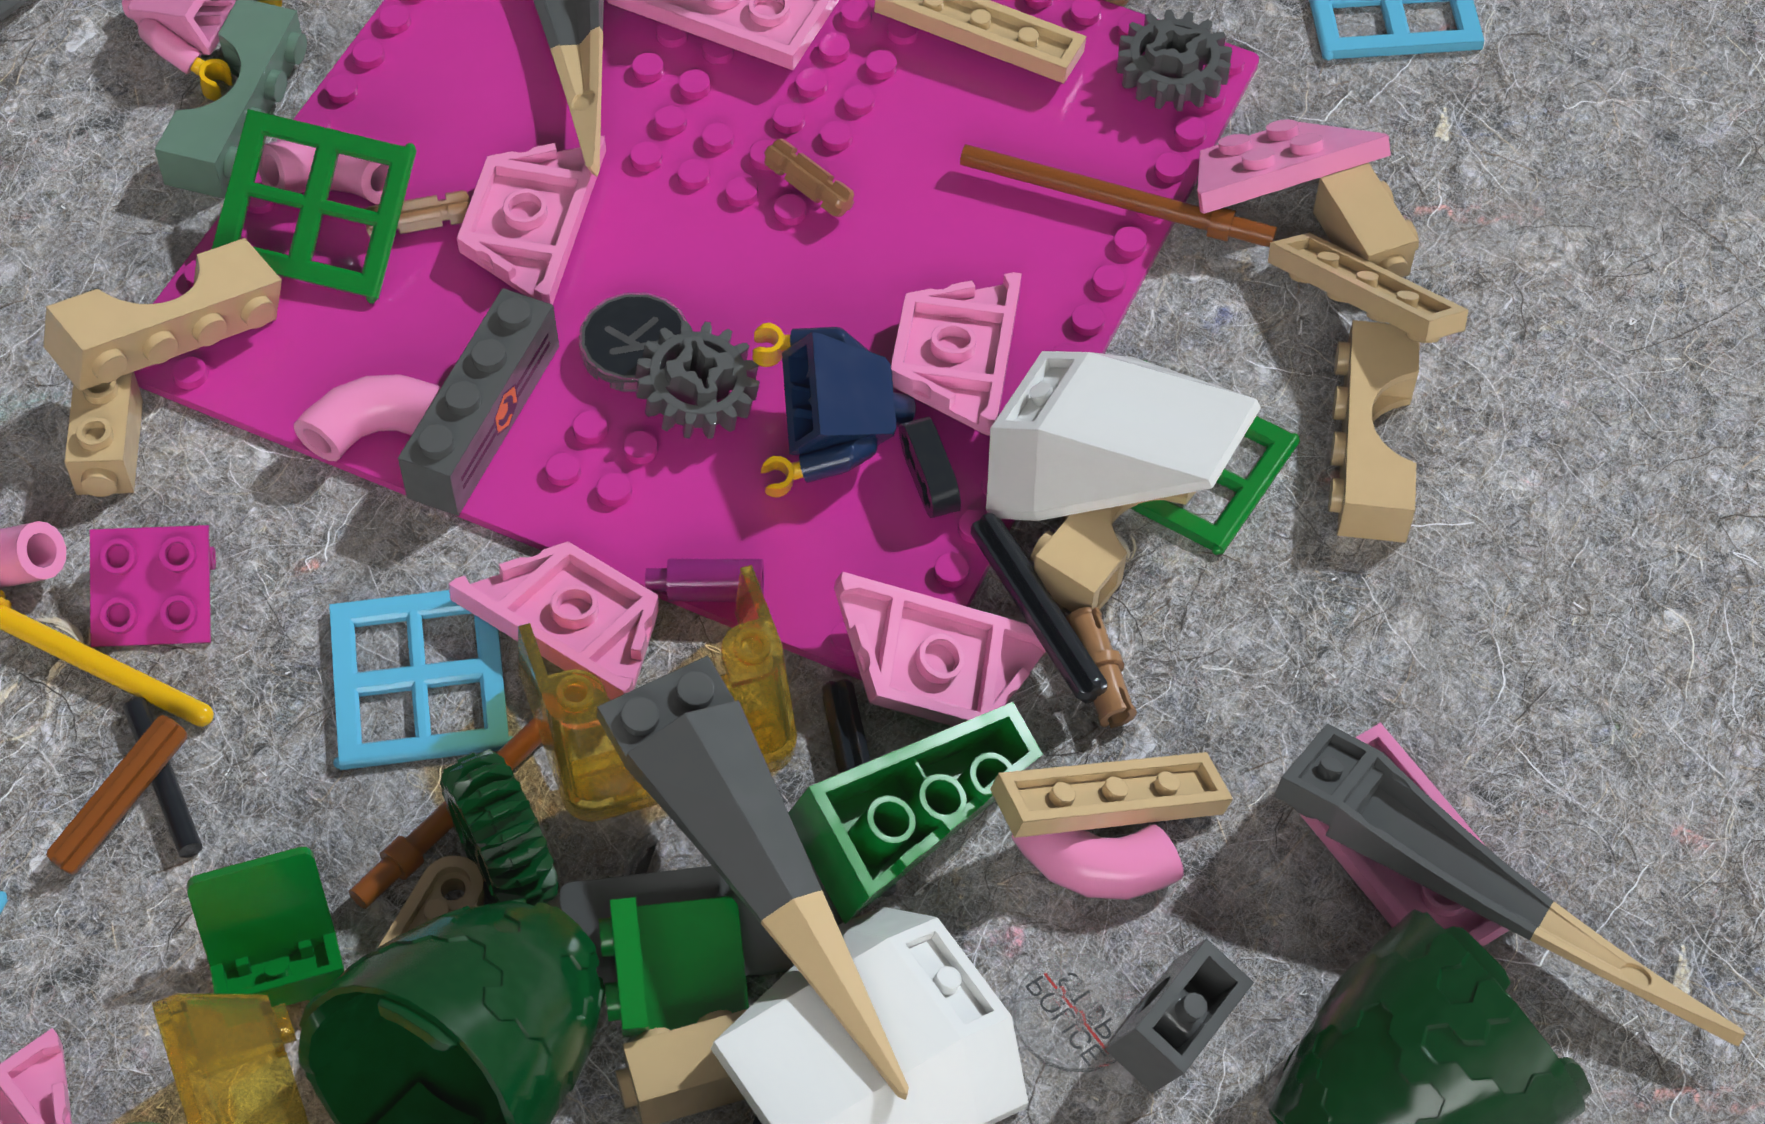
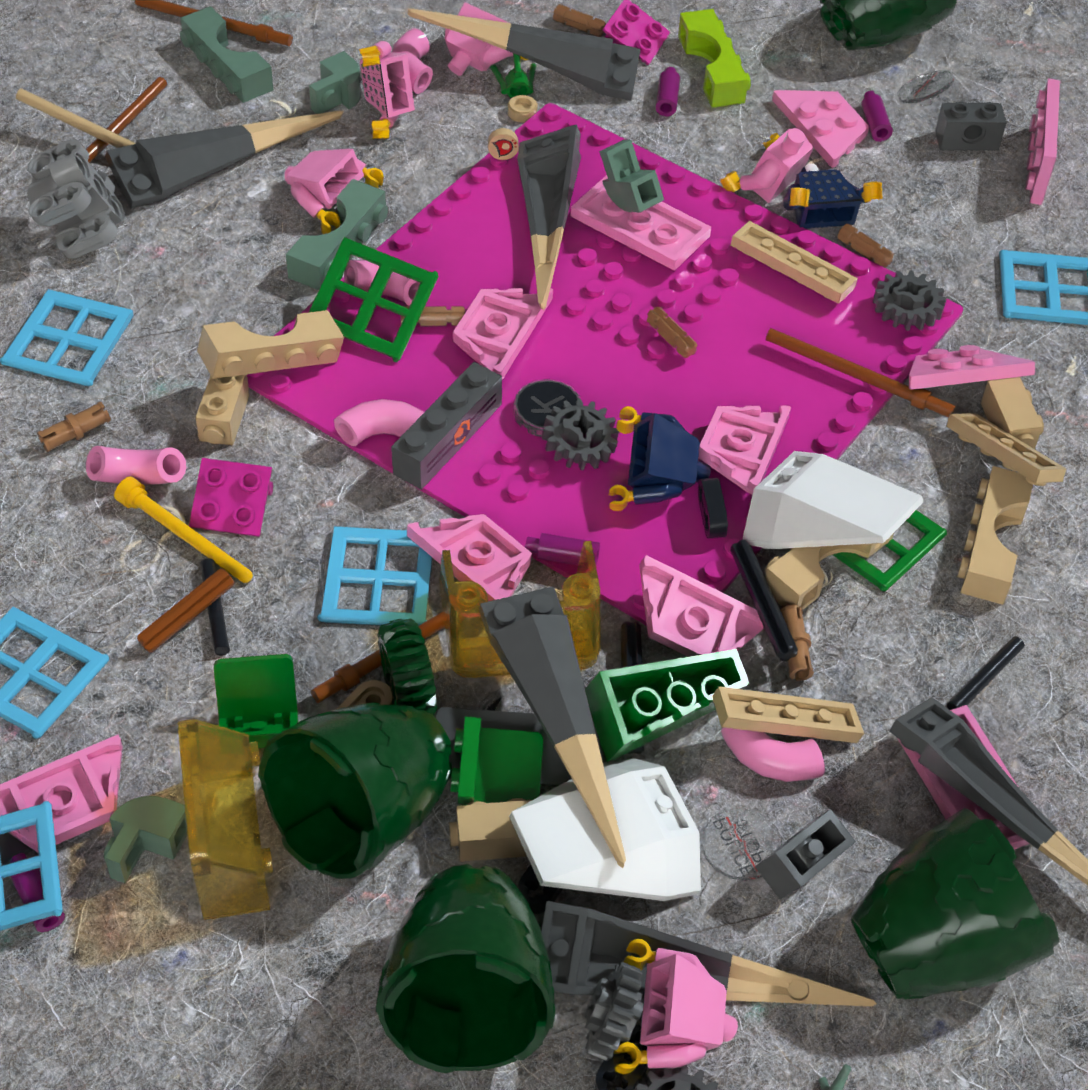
camera: 10 degrees right, 5 degrees down
(1400, 664) = (986, 674): none -> black bar

